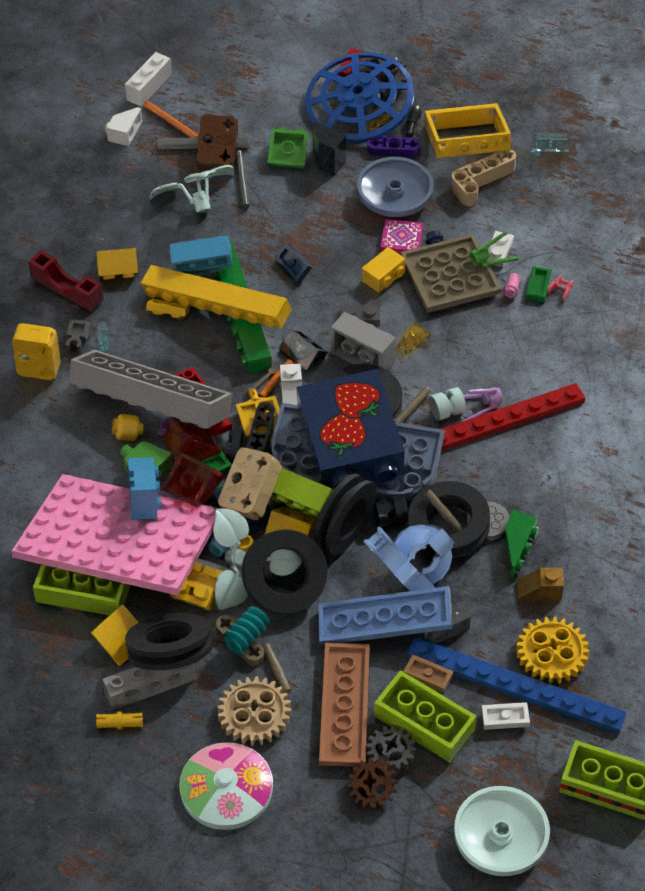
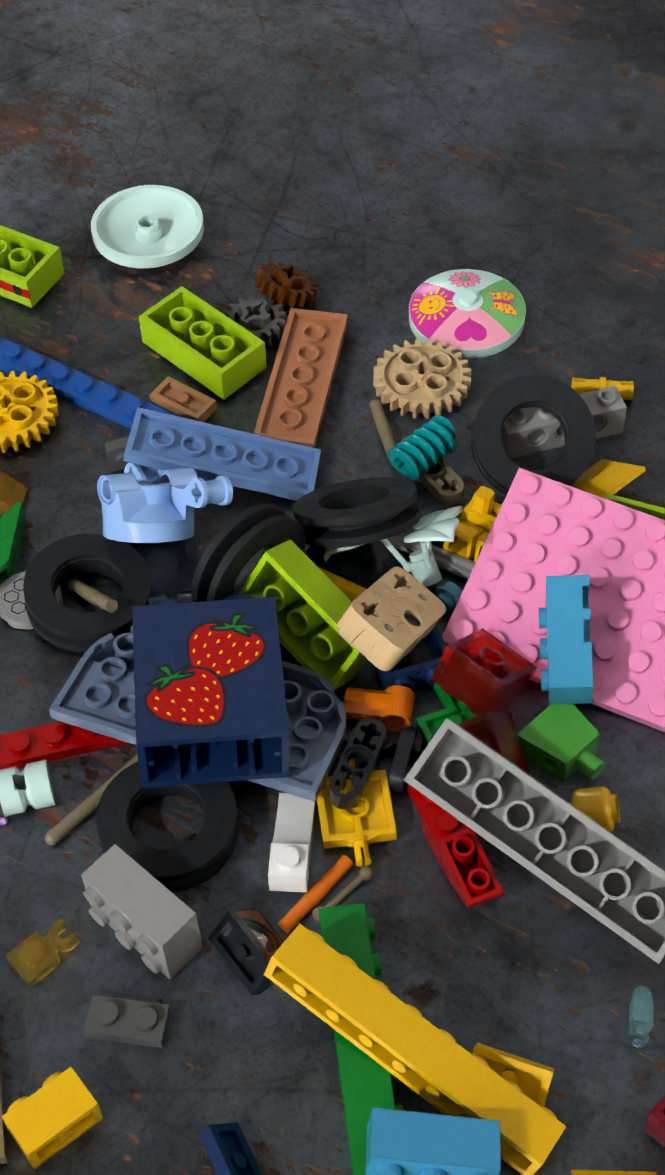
camera: 170 degrees left, 0 degrees up
(505, 716) = (99, 346): white plate -> none

